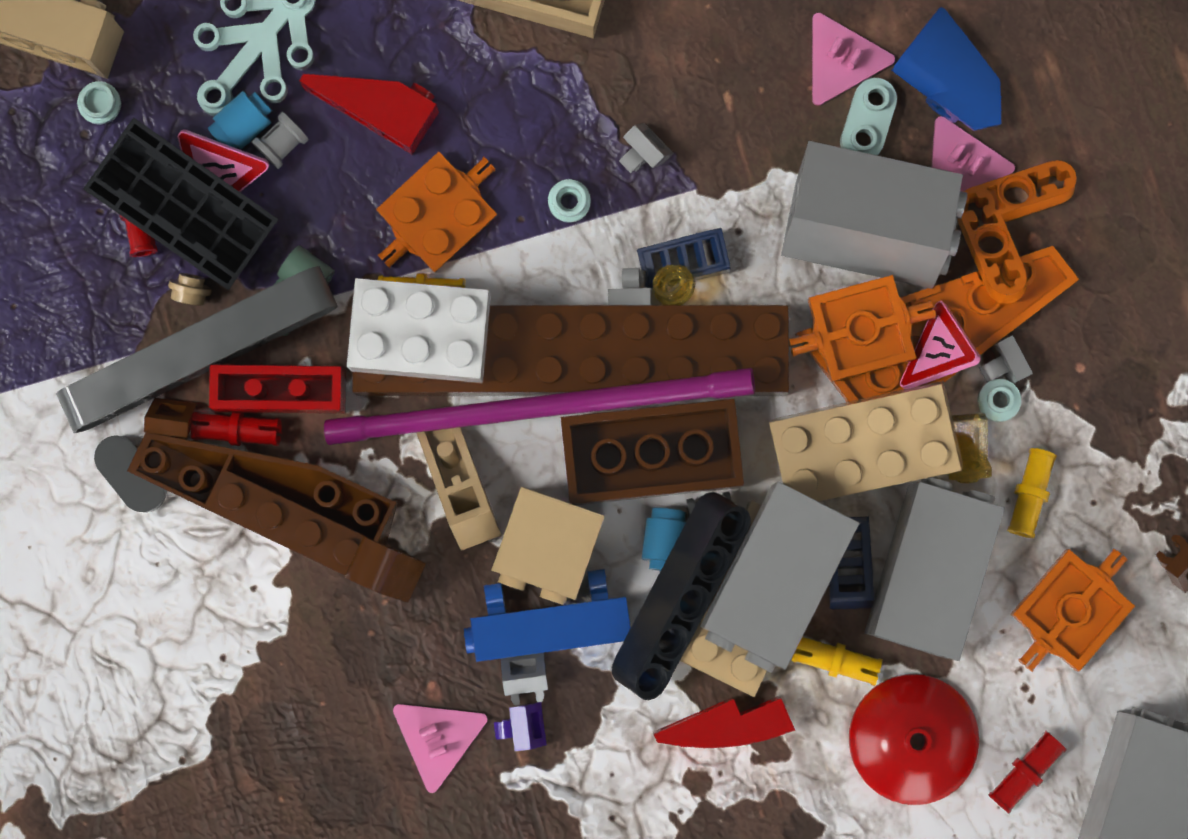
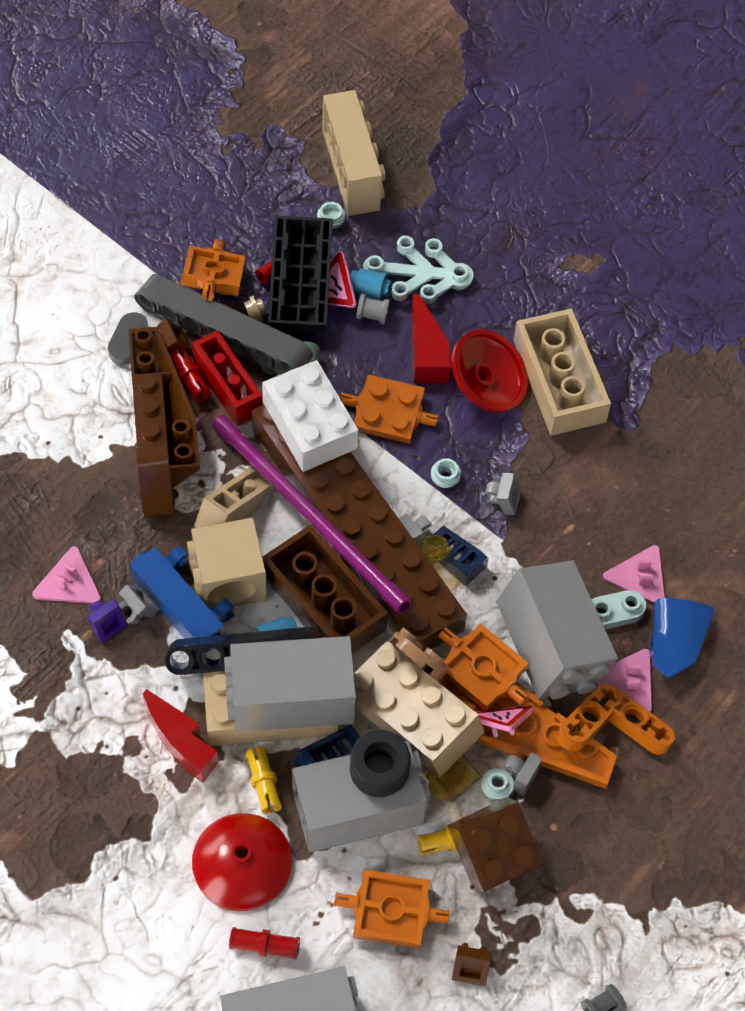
camera: 55 degrees right, 25 degrees down
(101, 310) = (213, 270): none -> orange plate
(481, 46) = (489, 371): none -> red dish
(821, 402) = (412, 649): none -> medium nougat plate
(966, 532) = (385, 744): none -> black tyre
(1079, 454) = (495, 844): none -> reddish brown brick

